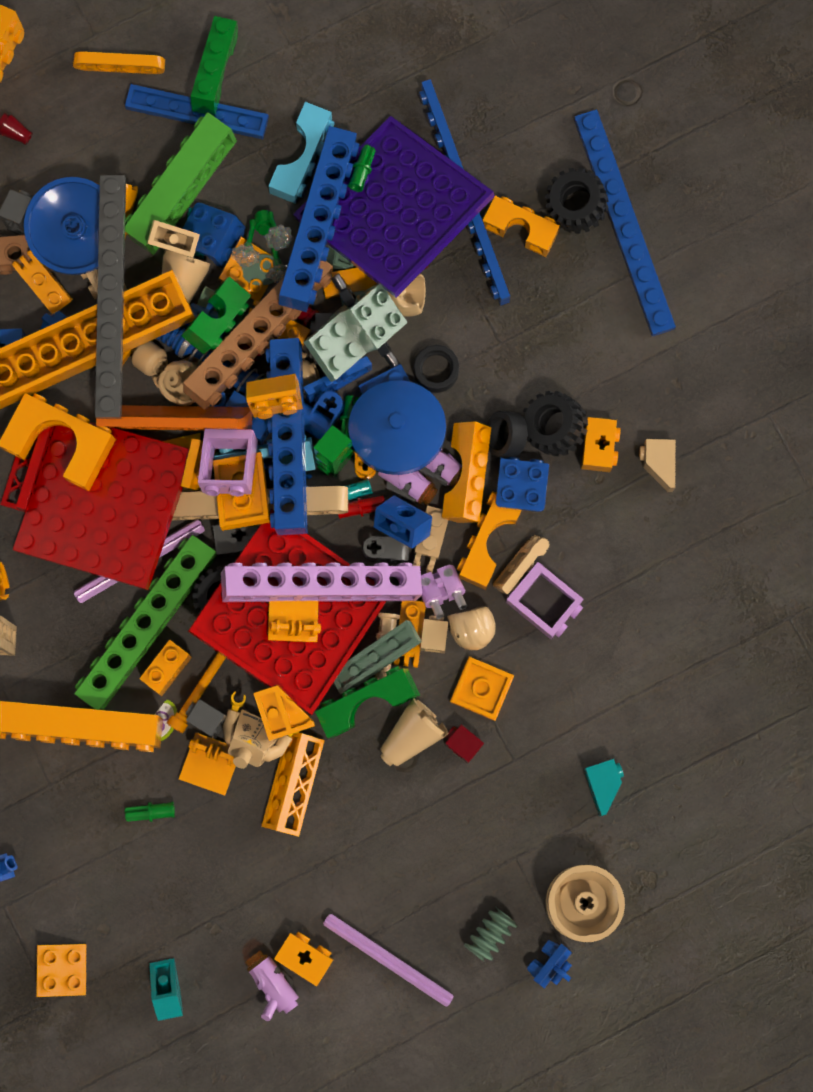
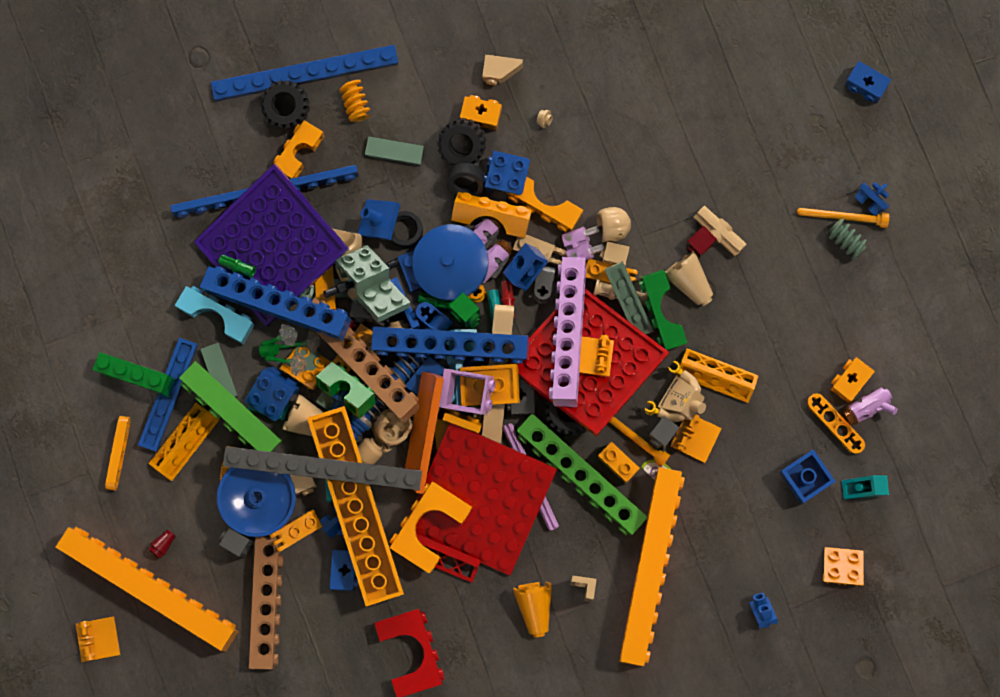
camera: 80 degrees left, 0 degrees up
(136, 139) = (185, 443): none -> light orange fence
(150, 812) = (728, 487): green axle -> none
(169, 910) = (807, 477): none -> blue brick
(173, 238) = (279, 416): tan slope -> none
(236, 167) = (218, 368): none -> sand green tile
(248, 945) = (838, 421): none -> light orange beam
(274, 396) = (420, 347): light orange slope -> none
(280, 713) = (666, 374): light orange wing -> none
(388, 960) = (859, 316): lavender axle -> none
(443, 333) = (378, 219): none -> blue tile
(482, 688) = (659, 225): light orange tile -> none
(482, 766) = (720, 230): none -> tan piece
(521, 564) = (567, 183): tan hinge -> none
(522, 977) = (881, 220): none -> light orange piece
(537, 344) = (394, 151): none -> sand green tile
(560, 626) = (584, 182): lavender window -> none
(594, 285) = (353, 101): none -> light orange piece
(602, 526) = (544, 118): none -> tan plate
(604, 783) = (742, 141): teal slope -> none
(604, 900) = (844, 170): tan piece -> none
(709, 956) = (877, 82): none -> blue brick

